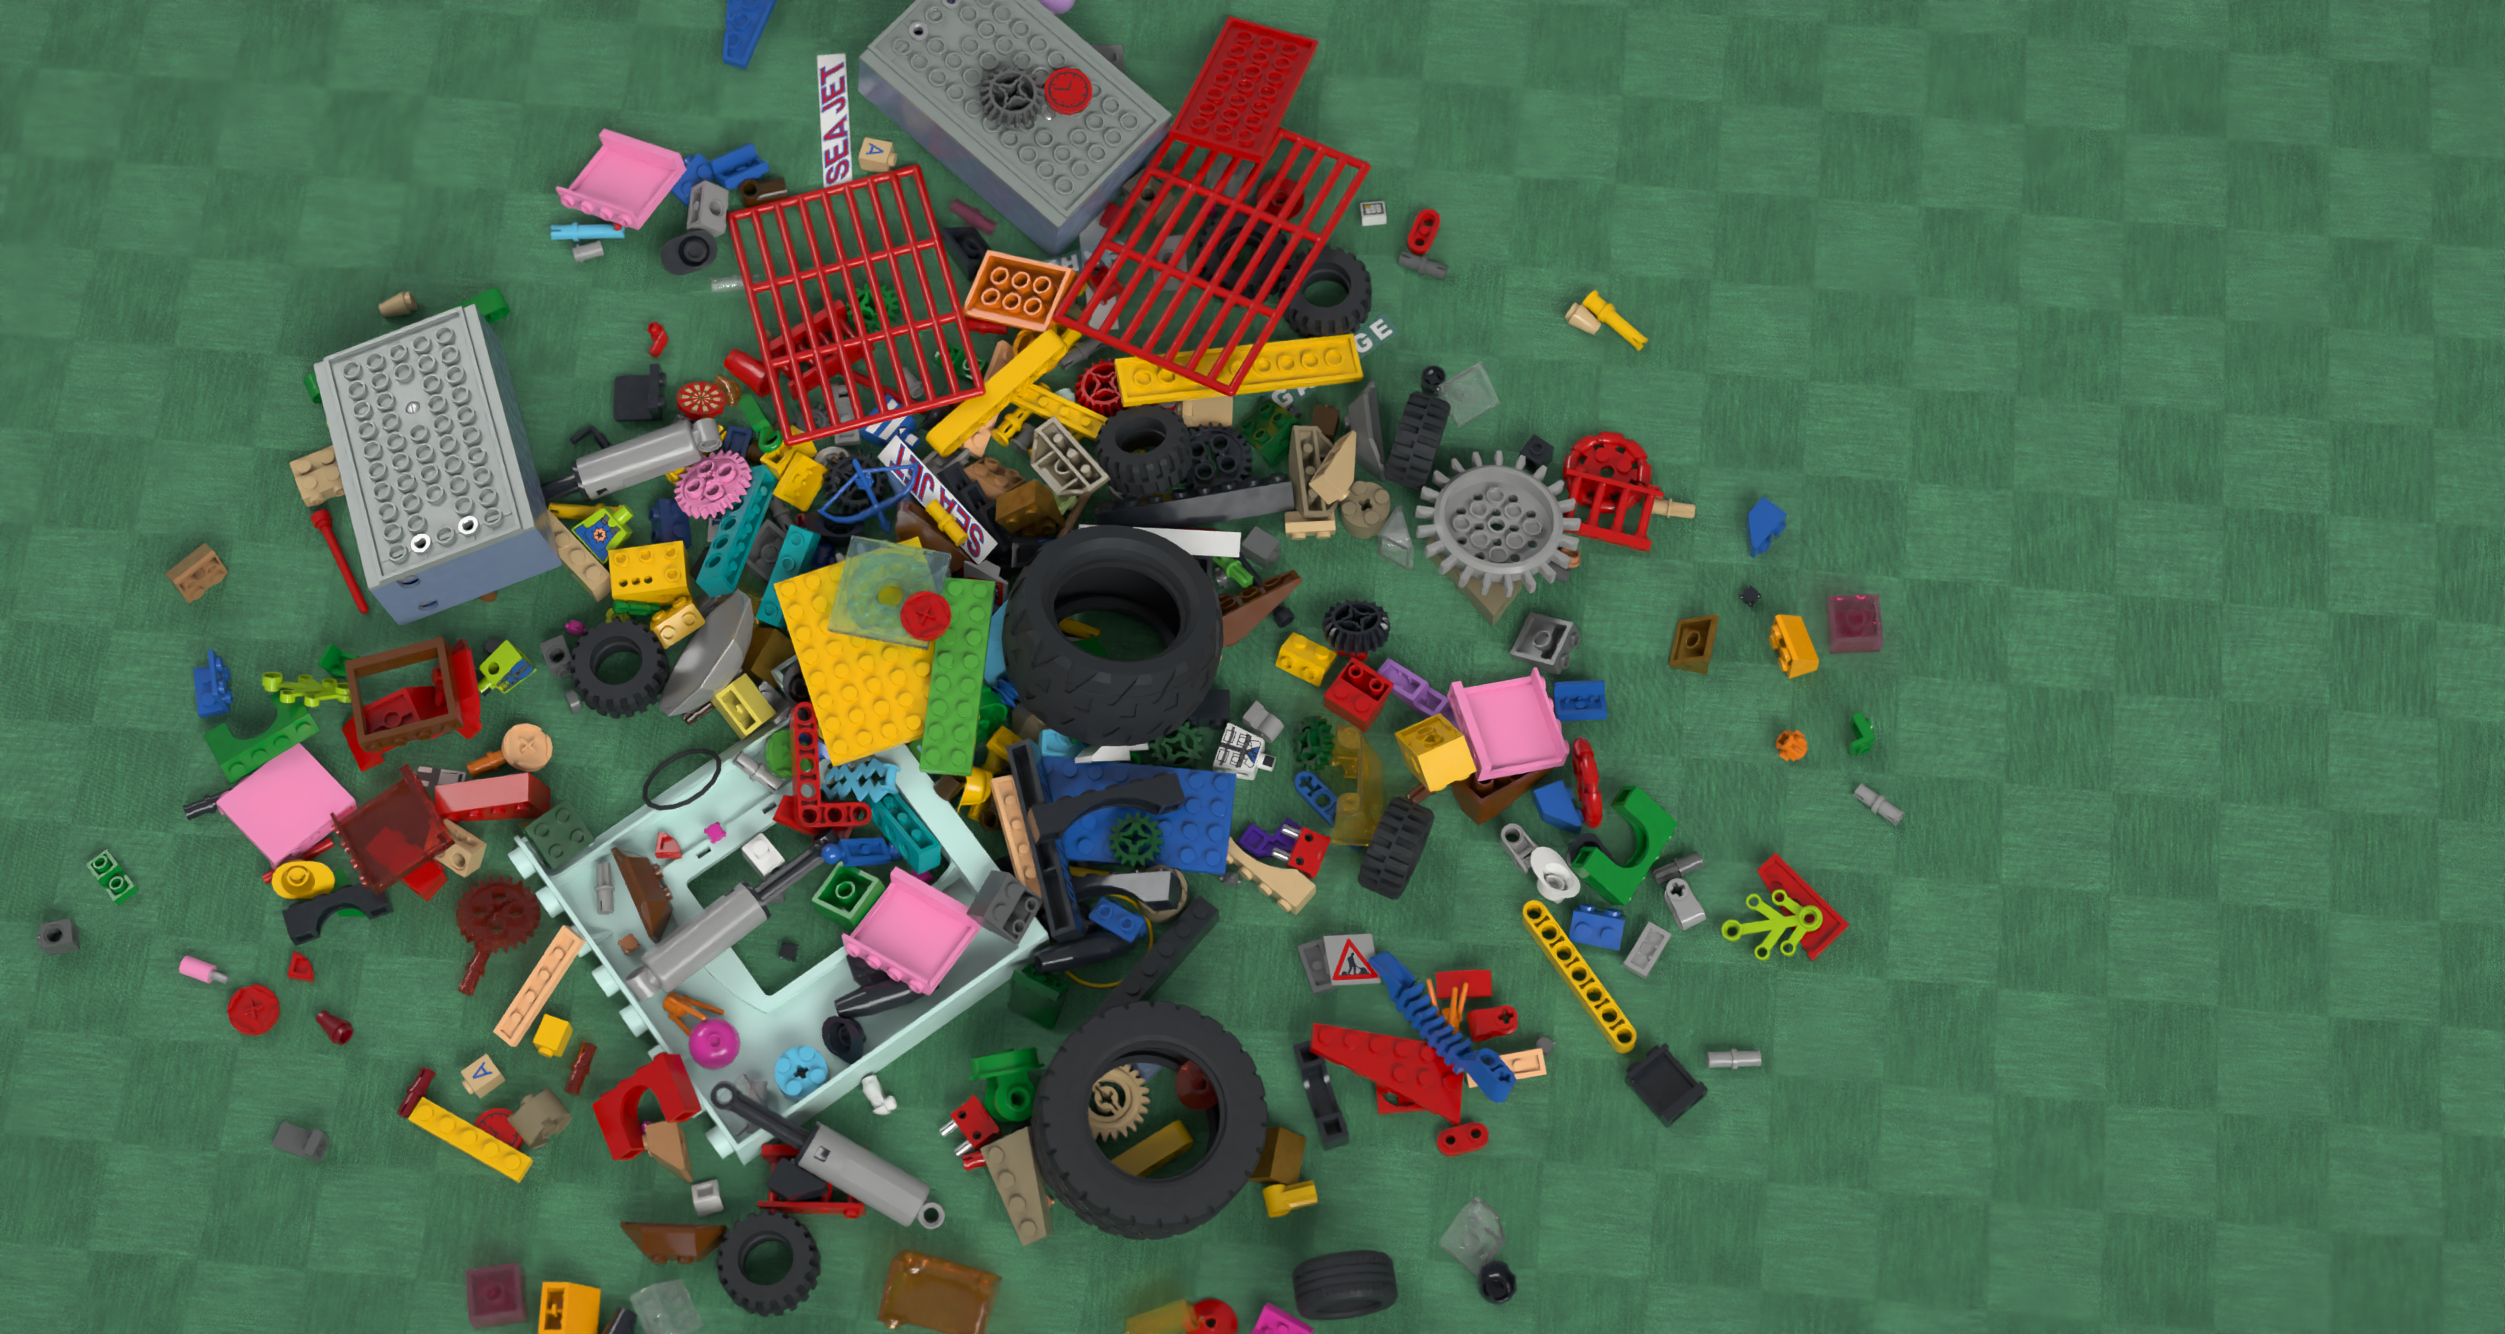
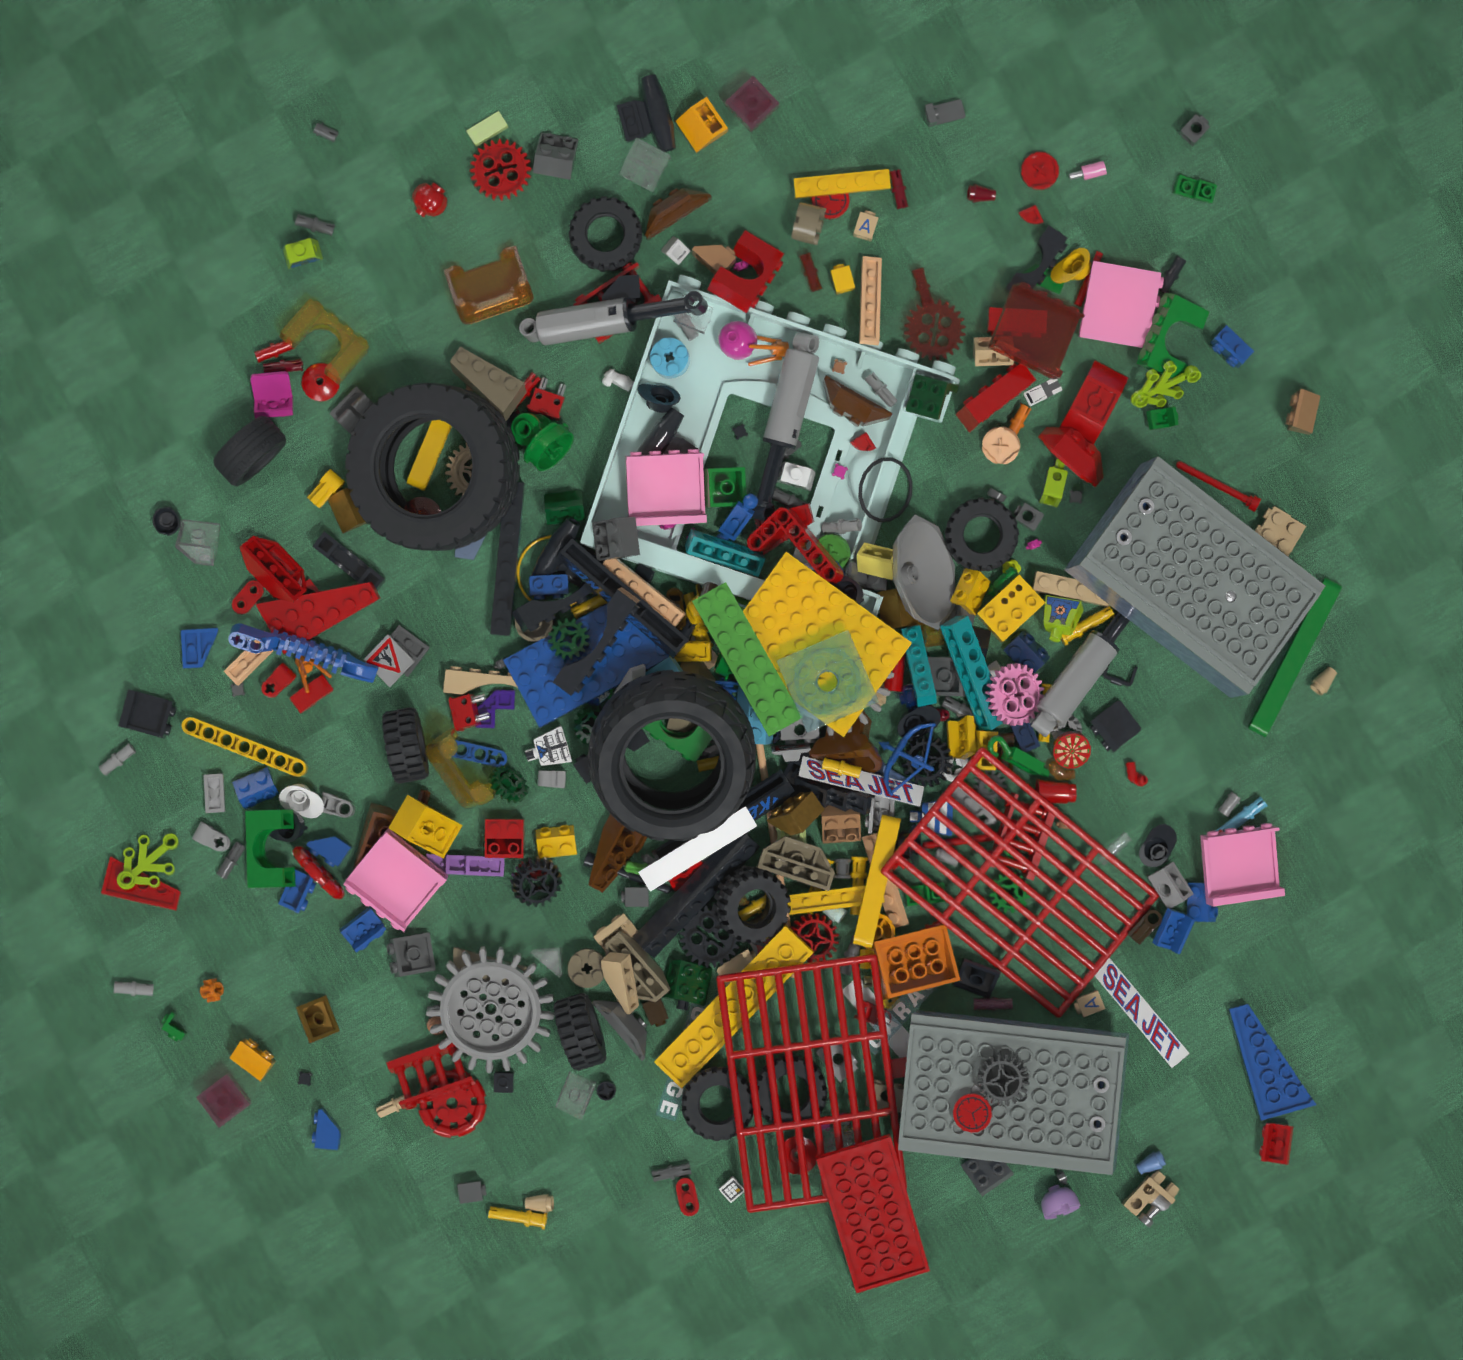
camera: 140 degrees right, 20 degrees up
(394, 659) = (1065, 402): reddish brown window -> none
(791, 840) = (787, 499): none -> dark grey pin
(876, 791) = (751, 559): medium azure piece -> none
(925, 616) = (790, 679): red tile -> none
(1195, 1259) = (351, 409): none -> dark grey plate
(1409, 1143) = (274, 568): none -> red wedge
(1558, 1123) = (196, 646): none -> blue wing
(1629, 774) = (295, 897): none -> blue bracket
(1647, 373) = (471, 1191): none -> dark grey brick

